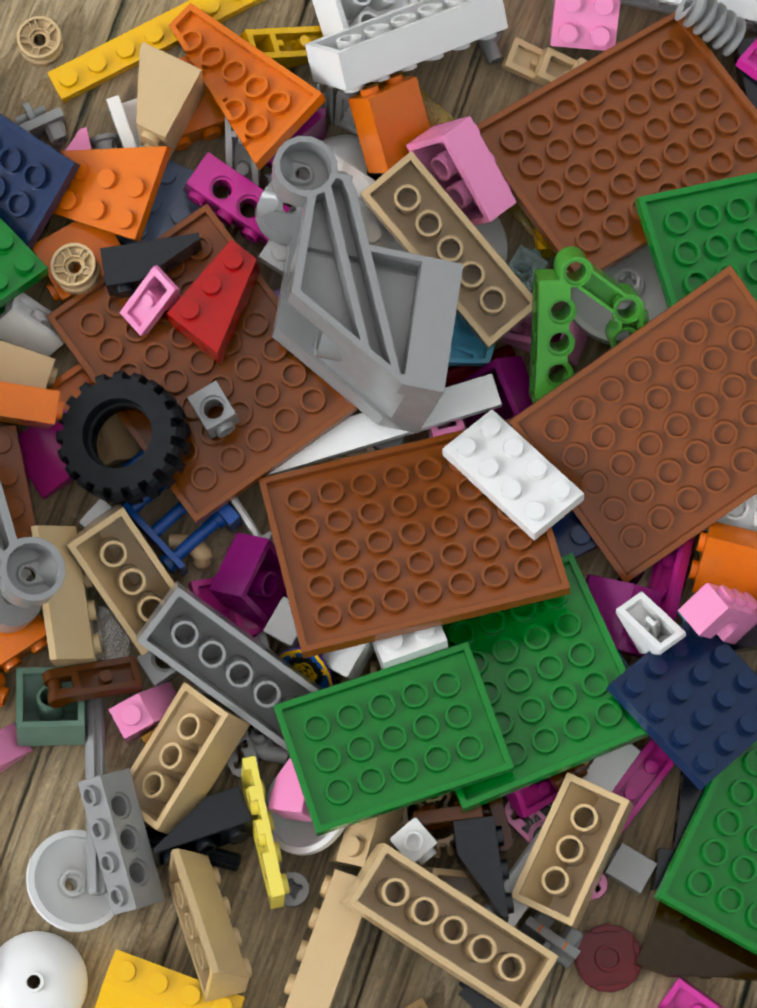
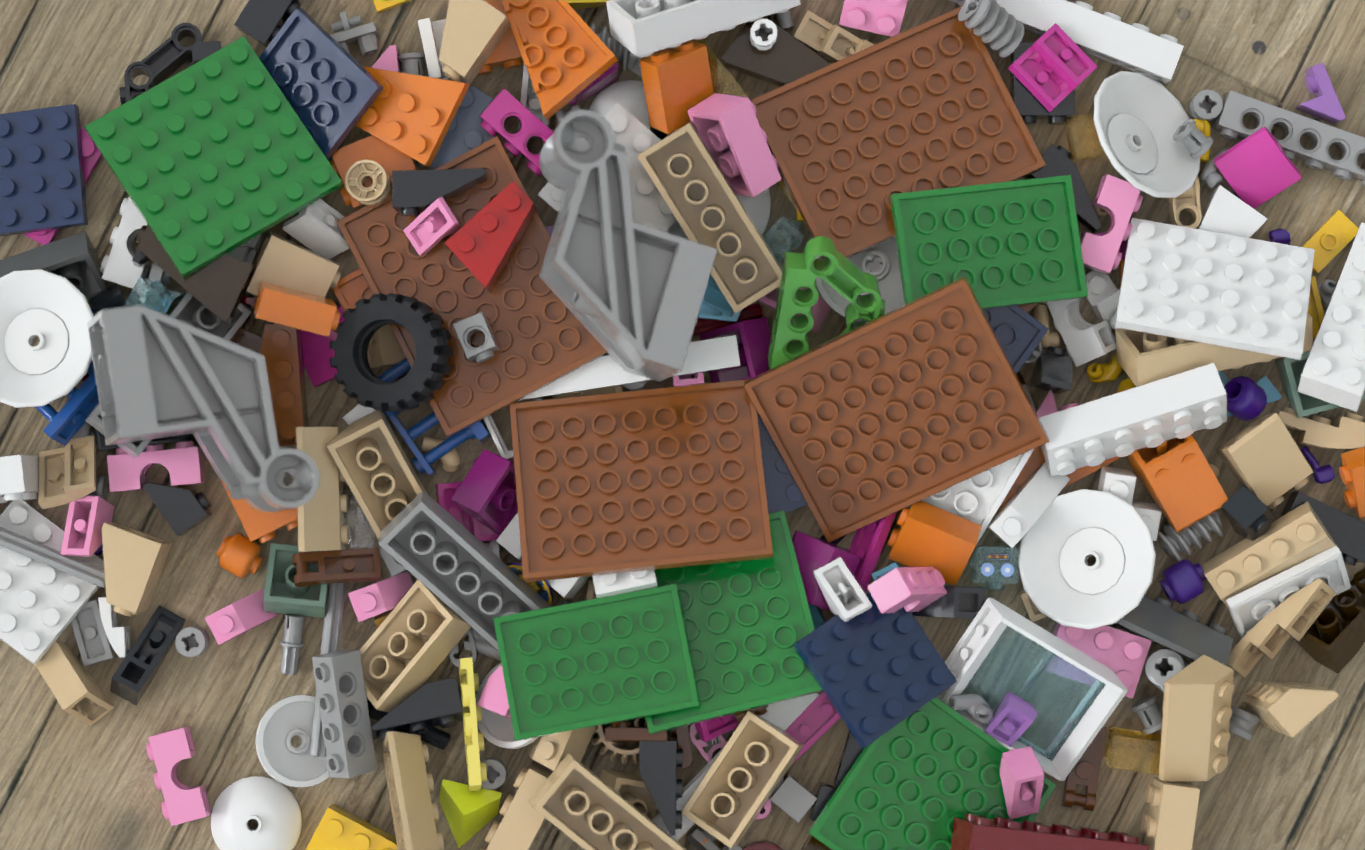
camera: 10 degrees right, 10 degrees up
(52, 777) = (291, 643): none -> light grey axle
(271, 933) = (466, 809): none -> neon yellow slope
(415, 842) = (603, 754): white bracket -> none
(480, 56) = (769, 27): none -> white bush
(481, 85) = (779, 65): none -> dark brown slope
(513, 474) = (739, 436): white plate -> none

